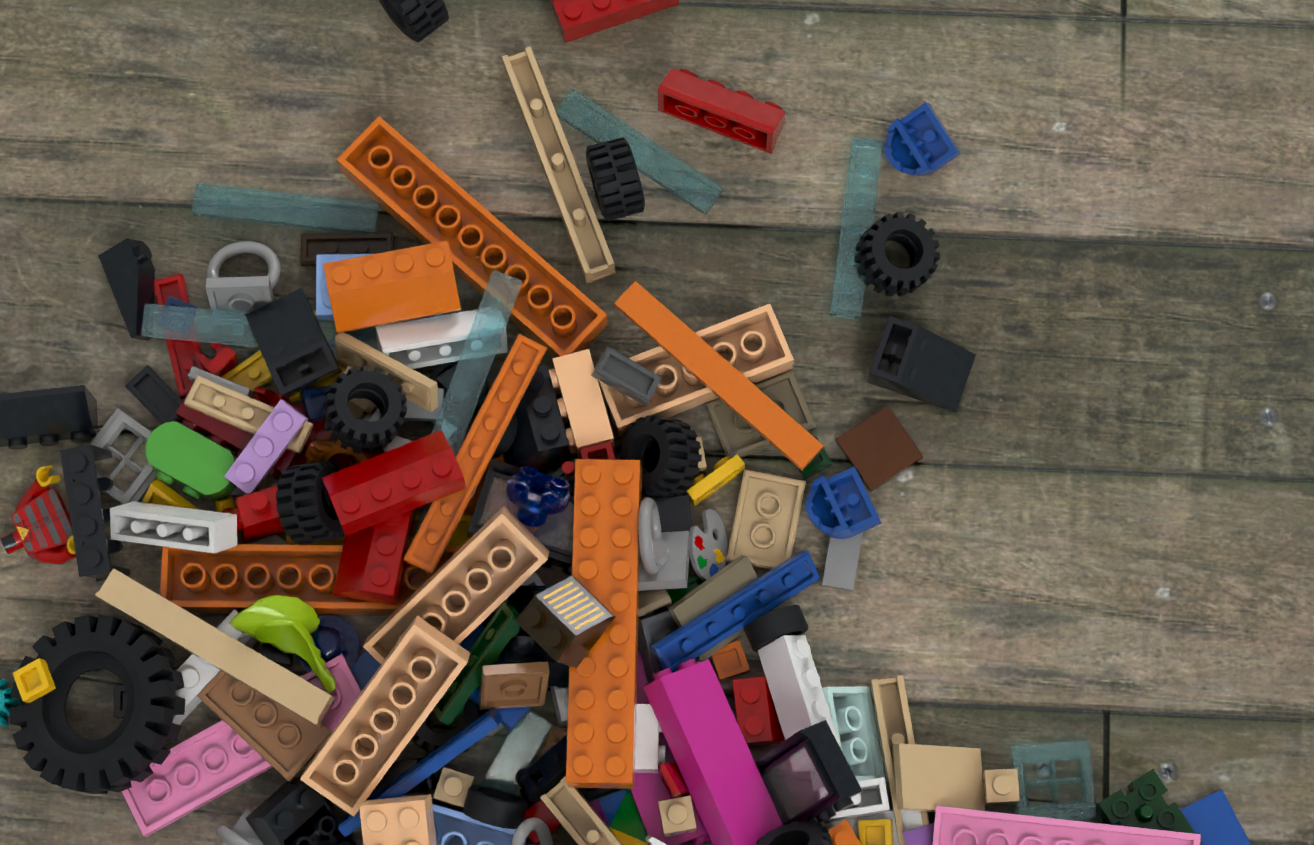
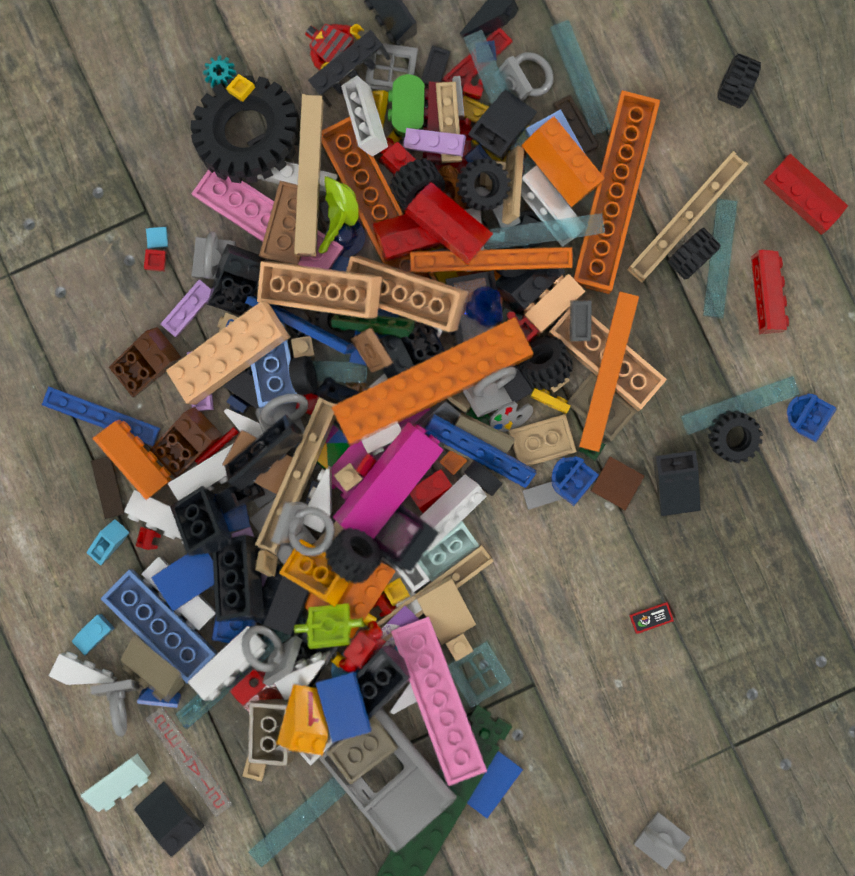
camera: 55 degrees right, 10 degrees up
(566, 621) = (418, 360): dark brown slope -> none
(1092, 498) = (651, 618): none -> tile

